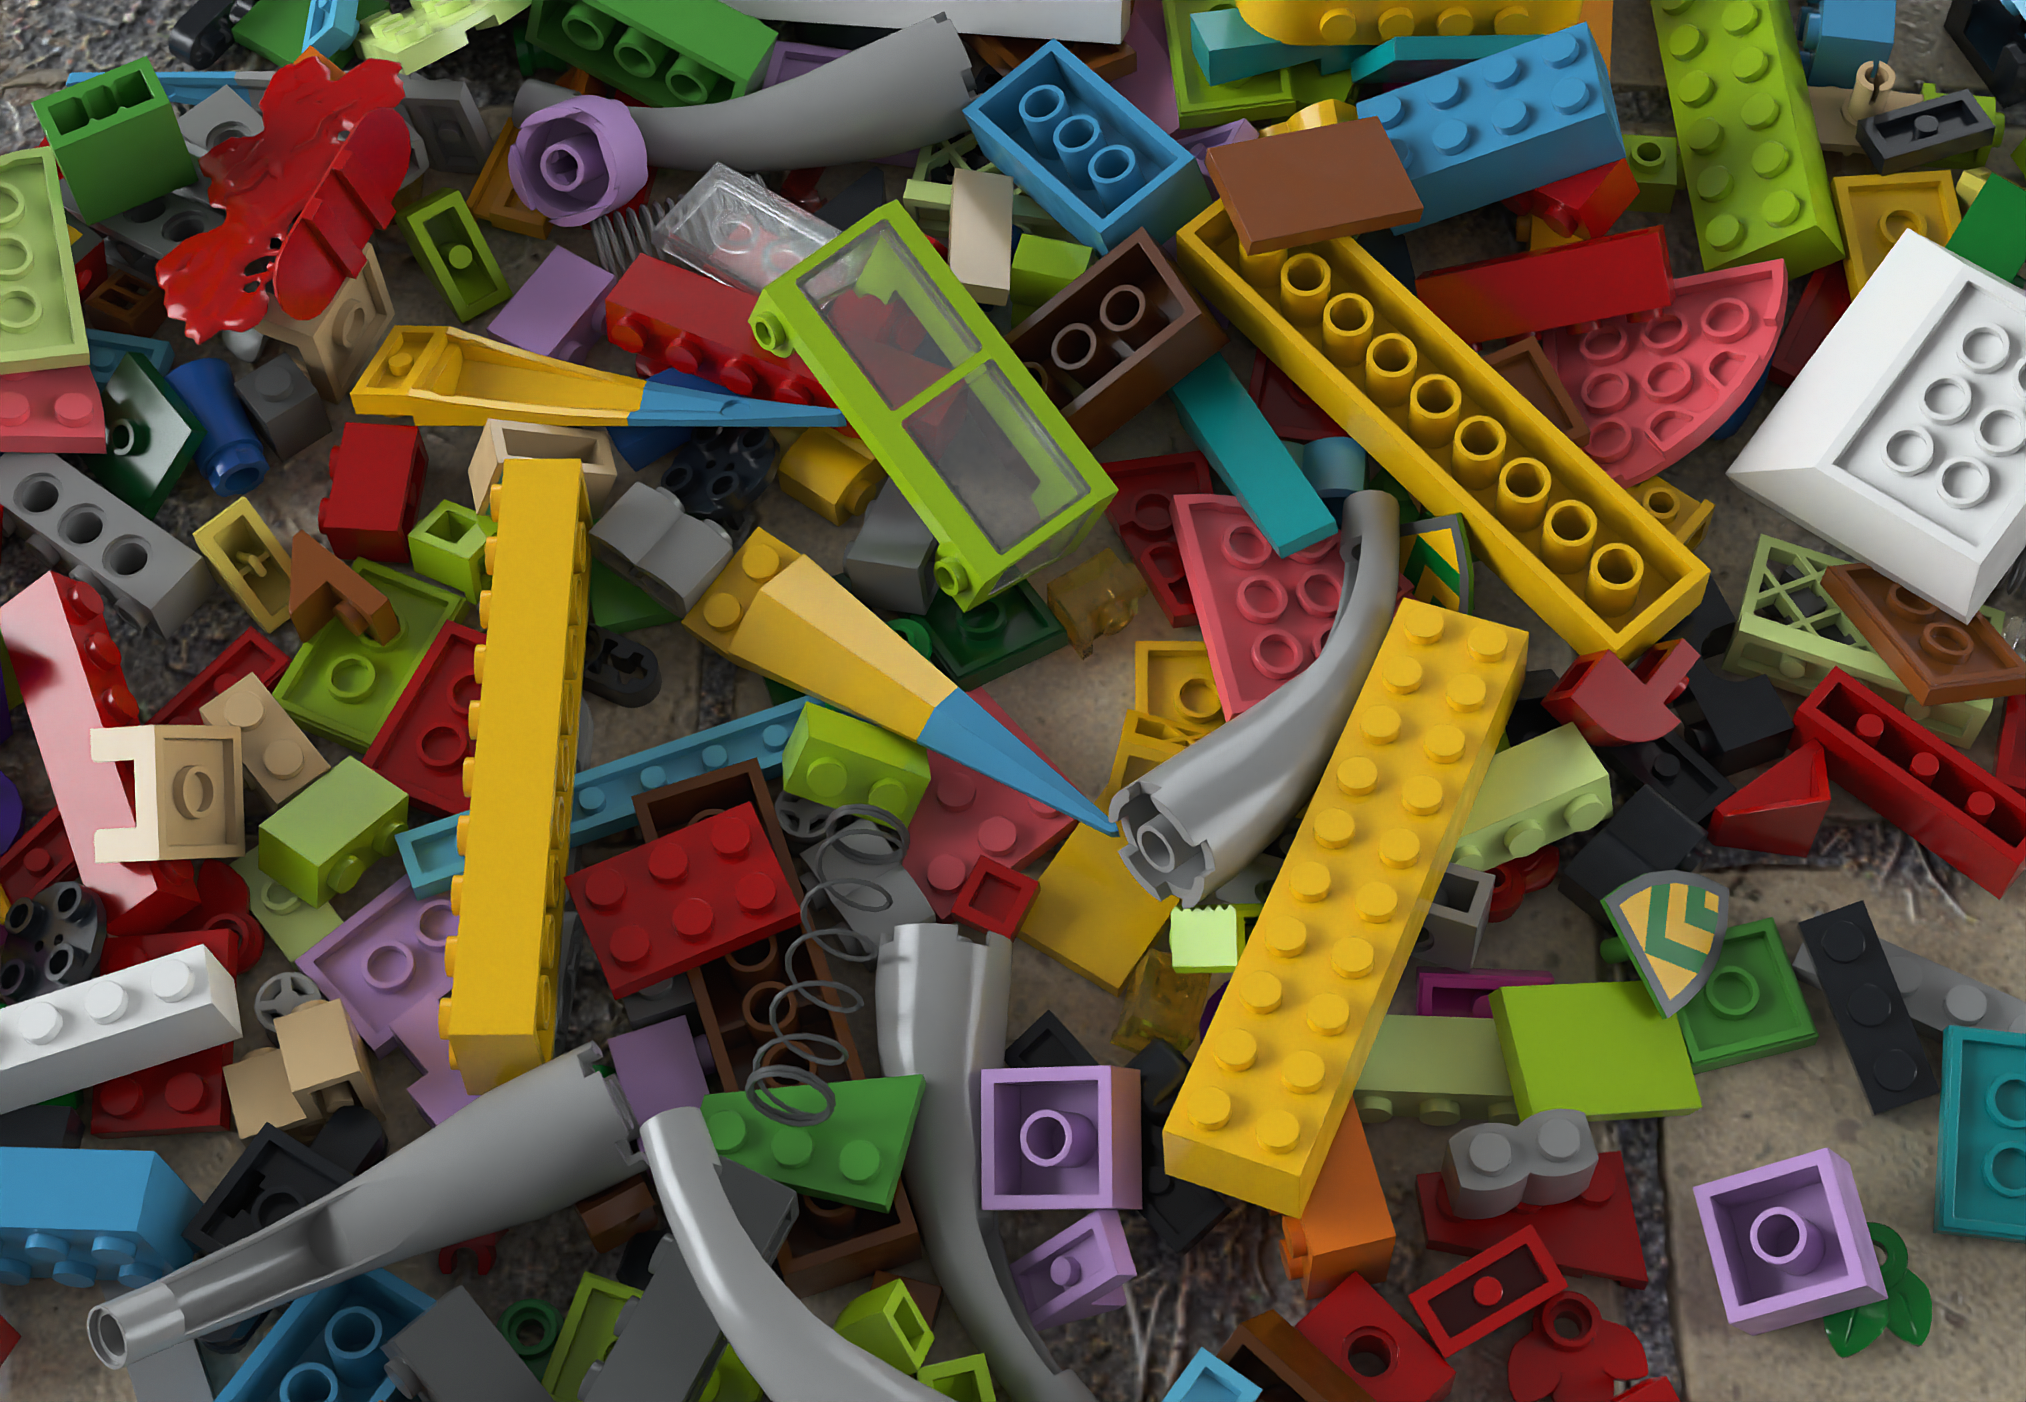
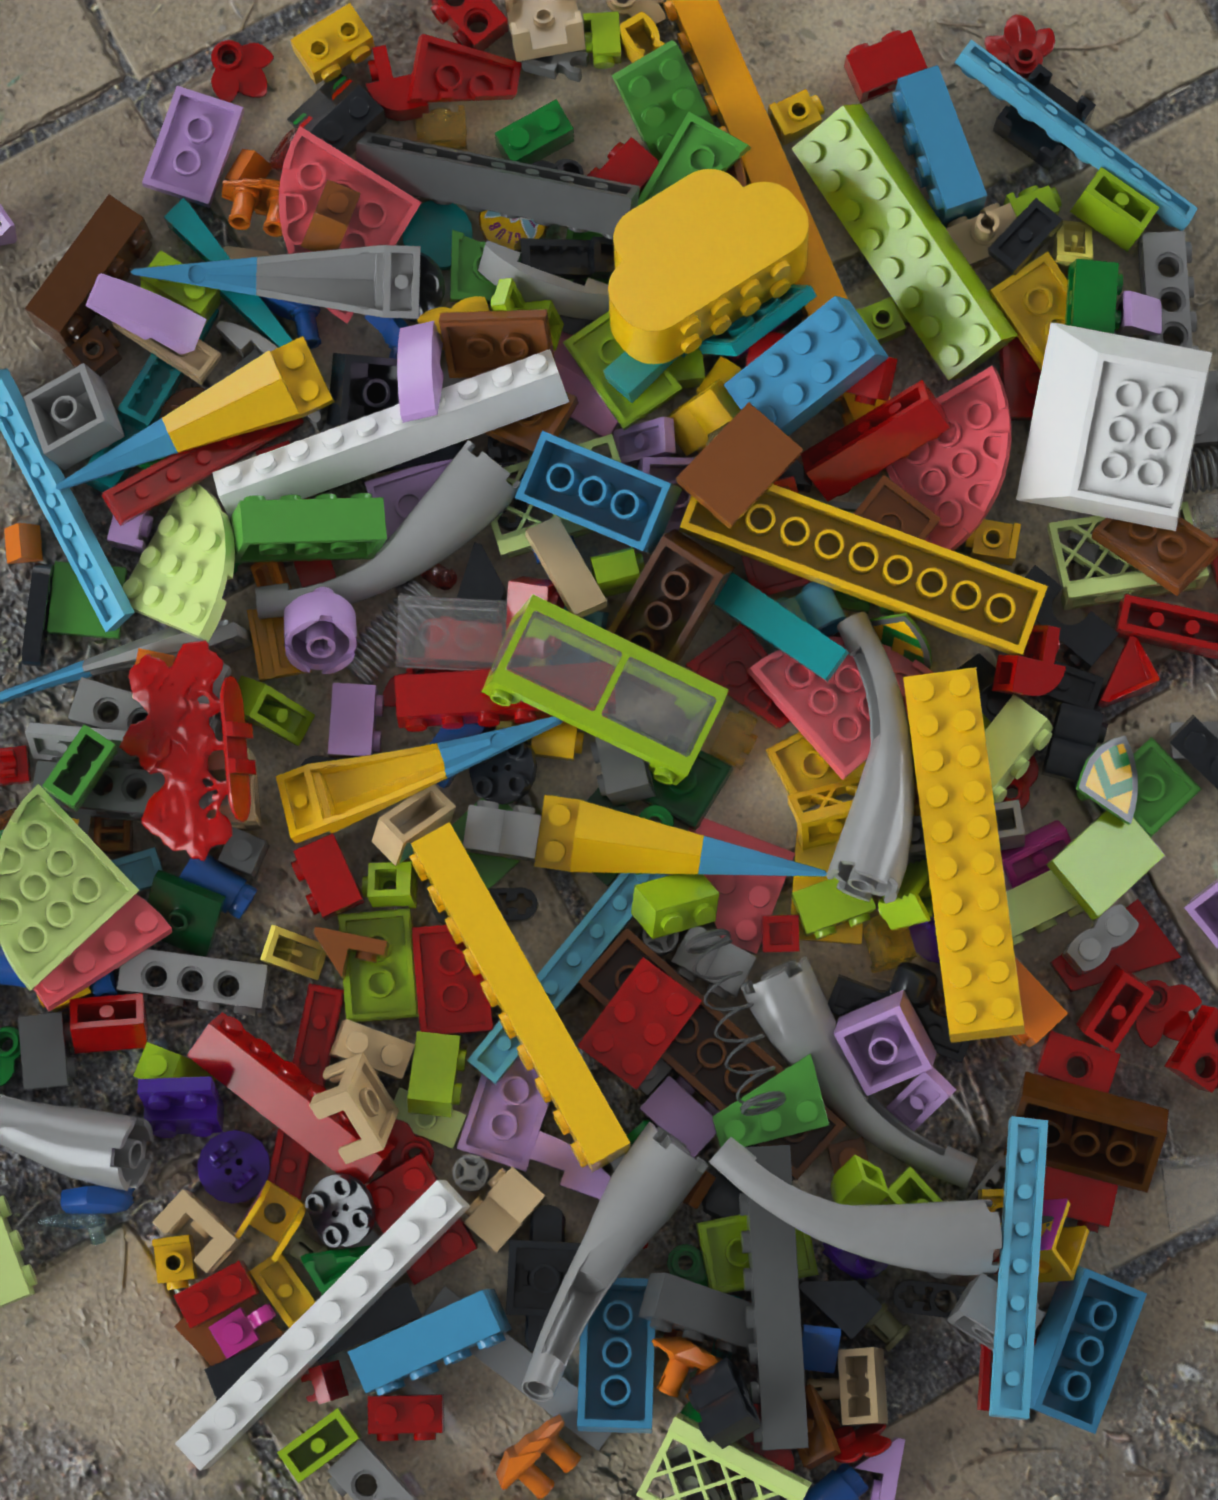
camera: 30 degrees left, 20 degrees up
(1095, 898) = (825, 906): none -> lime brick

